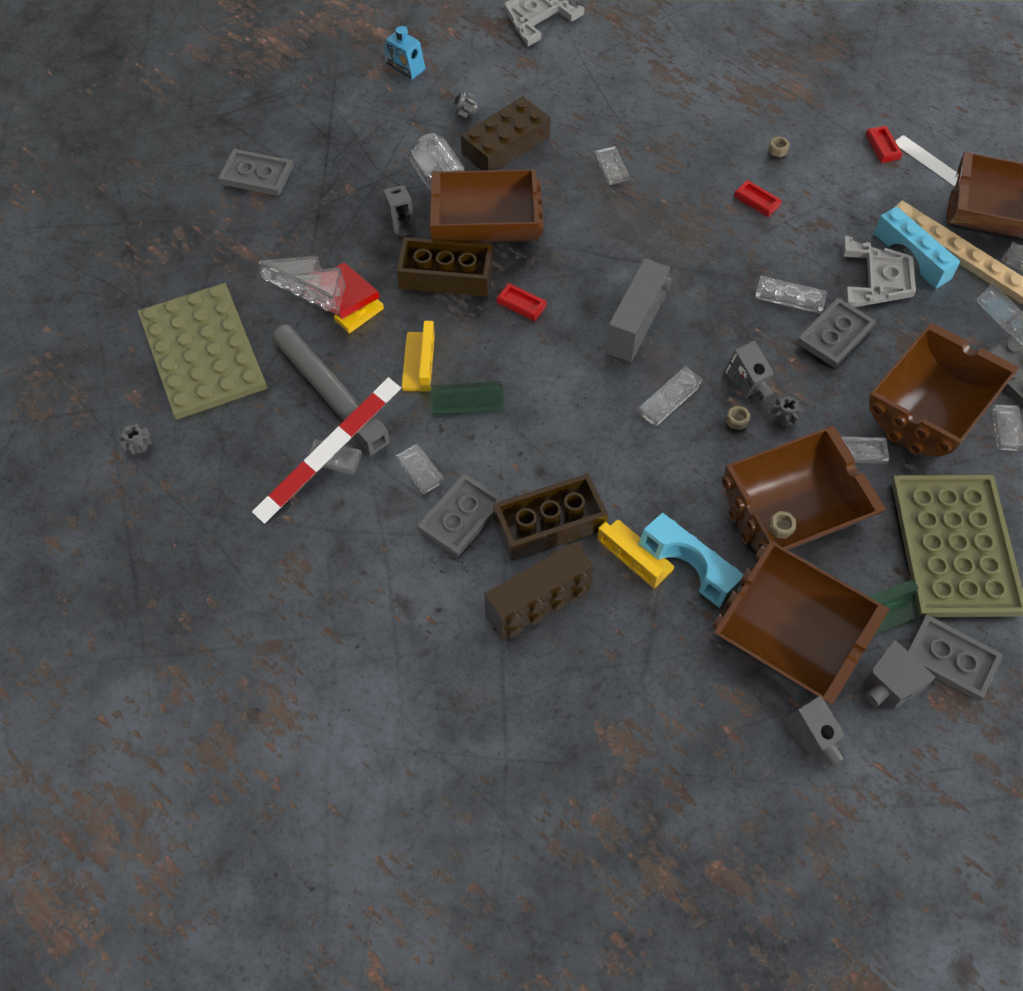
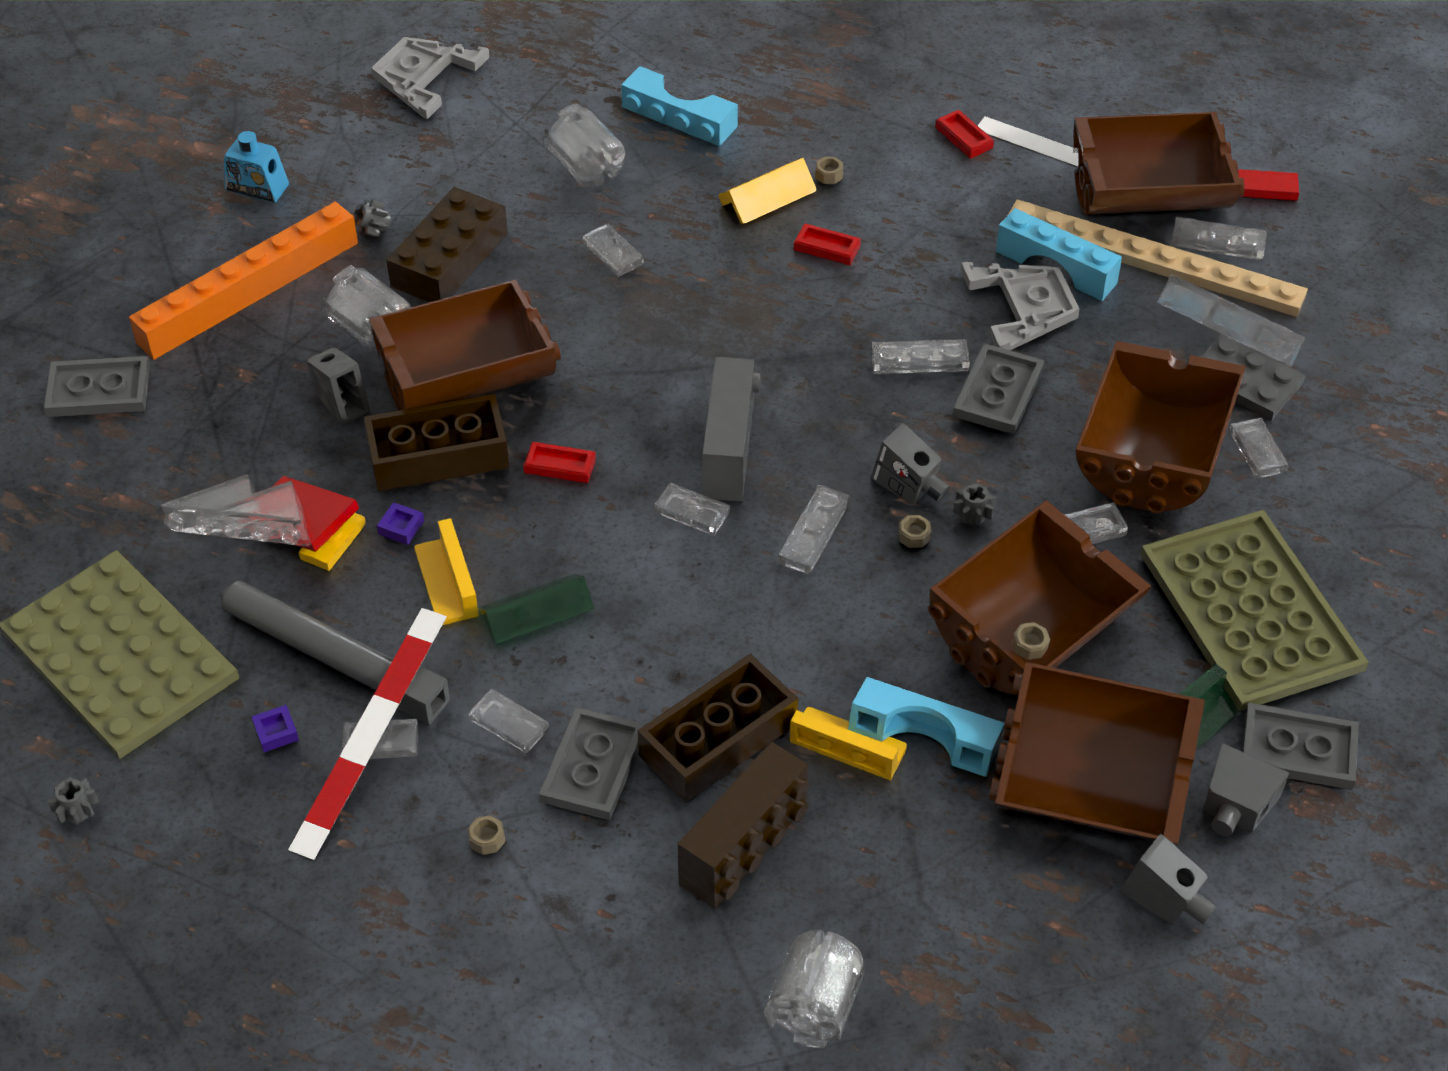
camera: 20 degrees left, 10 degrees down
(273, 429) = (275, 728): none -> dark purple plate
(370, 125) = (243, 280): none -> orange brick
(374, 542) = (486, 834): none -> dark tan tile
(403, 314) = (400, 523): none -> dark purple plate
(542, 721) = (816, 988): none -> clear cylinder
(594, 358) = (692, 508): none -> clear plate
(619, 89) = (585, 146): none -> clear cylinder
(709, 90) = (704, 118): none -> medium azure arch
(732, 151) = (770, 191): none -> yellow panel

